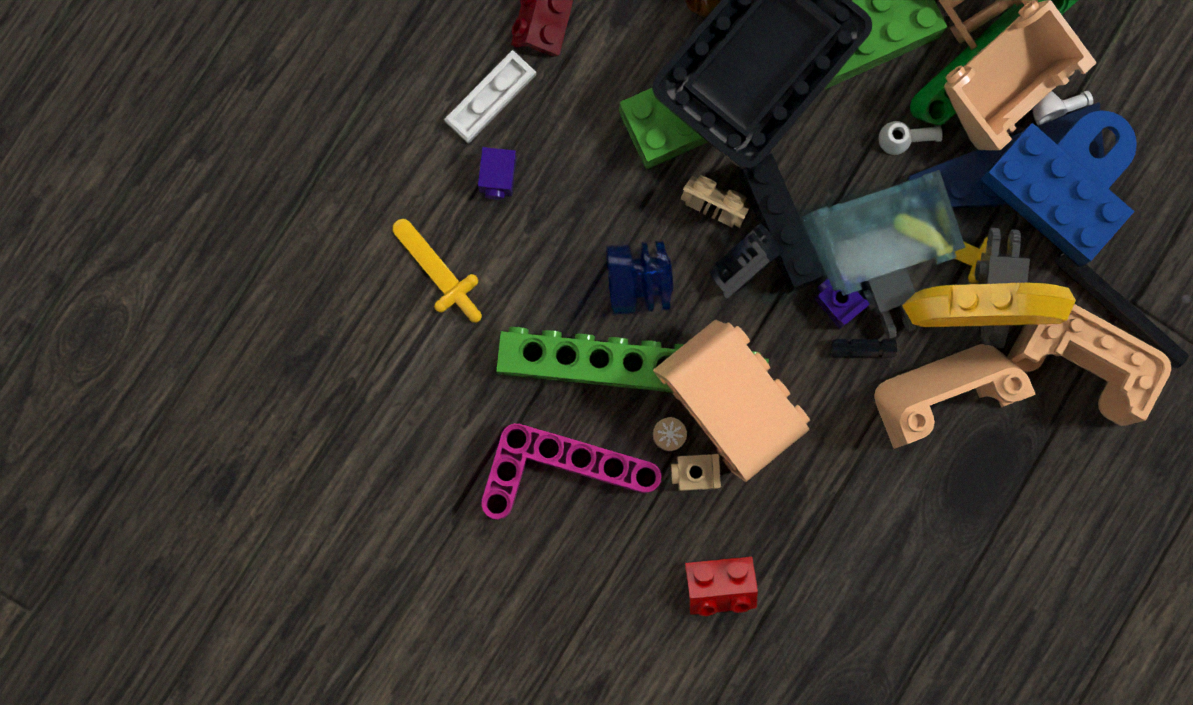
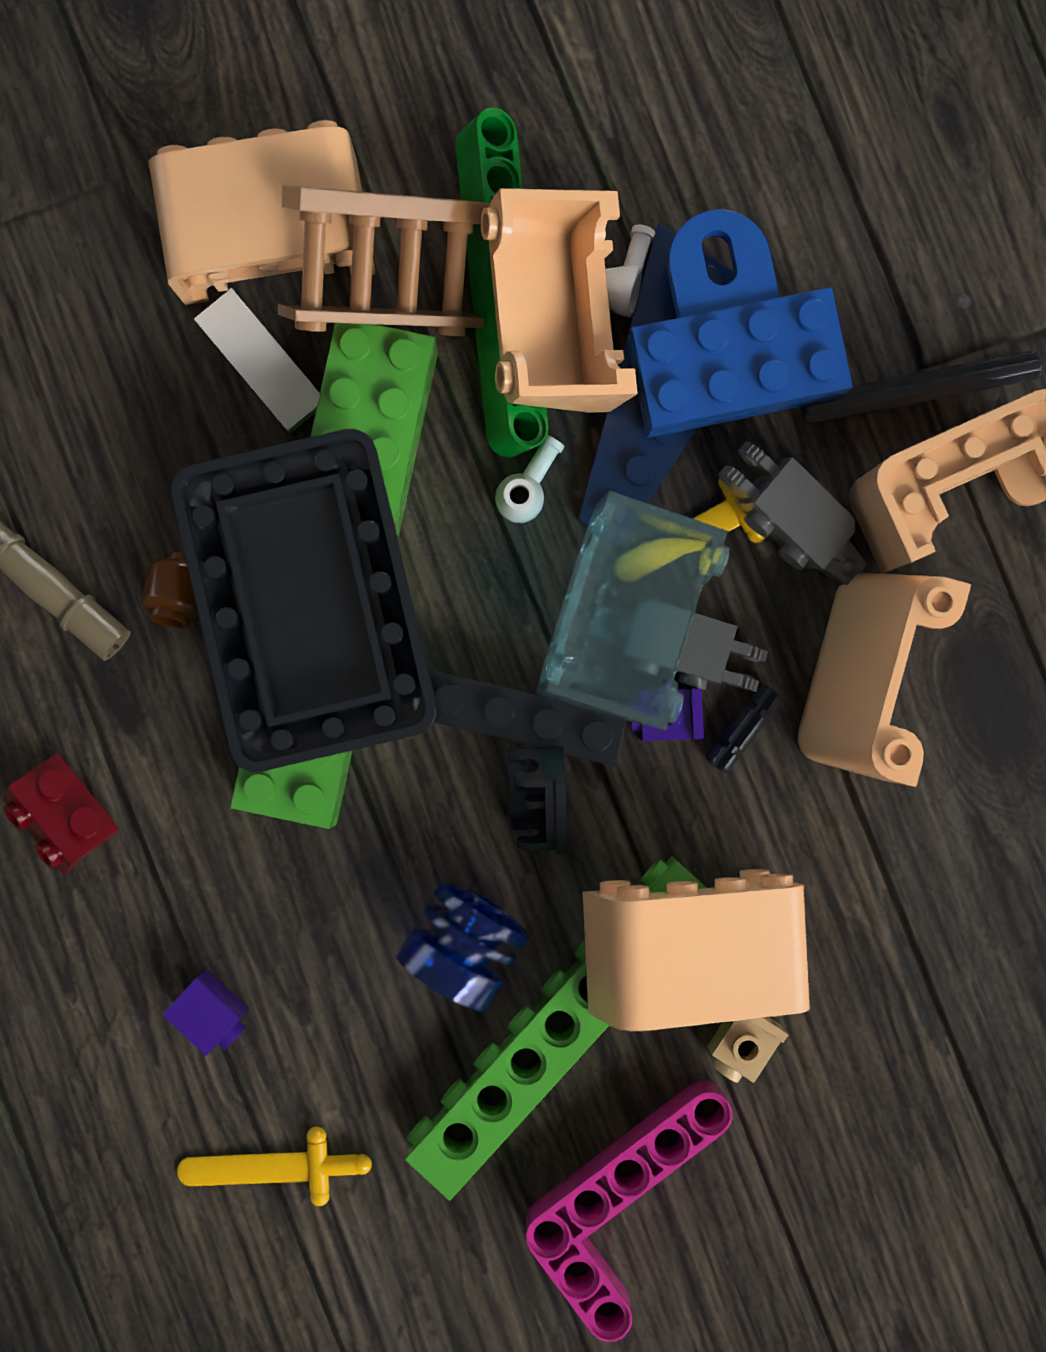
camera: 50 degrees left, 5 degrees up
(490, 96) = (108, 948): white tile -> none
(669, 434) = (675, 1043): tan tile -> none
(704, 189) = (424, 779): tan hinge -> none
(721, 586) = (898, 1112): red bracket -> none
(990, 305) = (821, 551): yellow brick -> none

